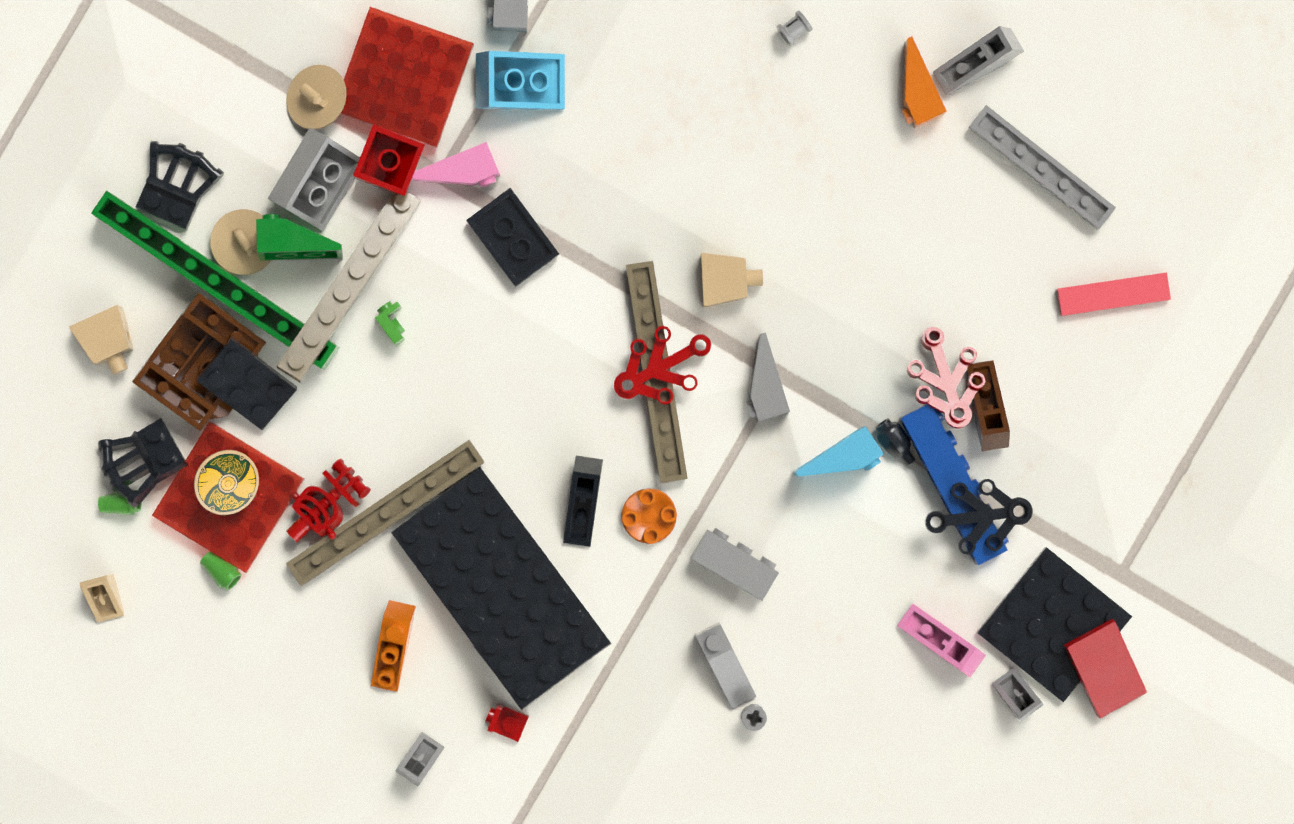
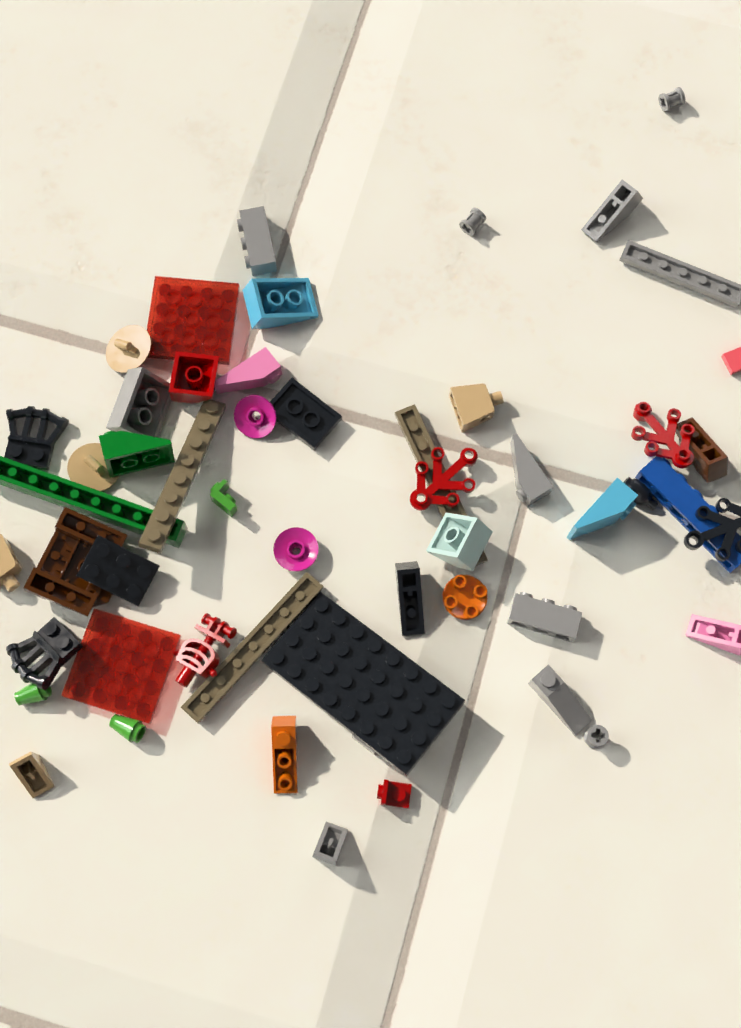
camera: 15 degrees left, 15 degrees down
(226, 482) = (117, 650): shield -> none
(445, 233) = (246, 420): none -> dark pink dish
(449, 401) = (292, 539): none -> dark pink dish
(658, 450) = (459, 540): none -> light aqua slope
(919, 92) = (578, 244): orange slope -> none

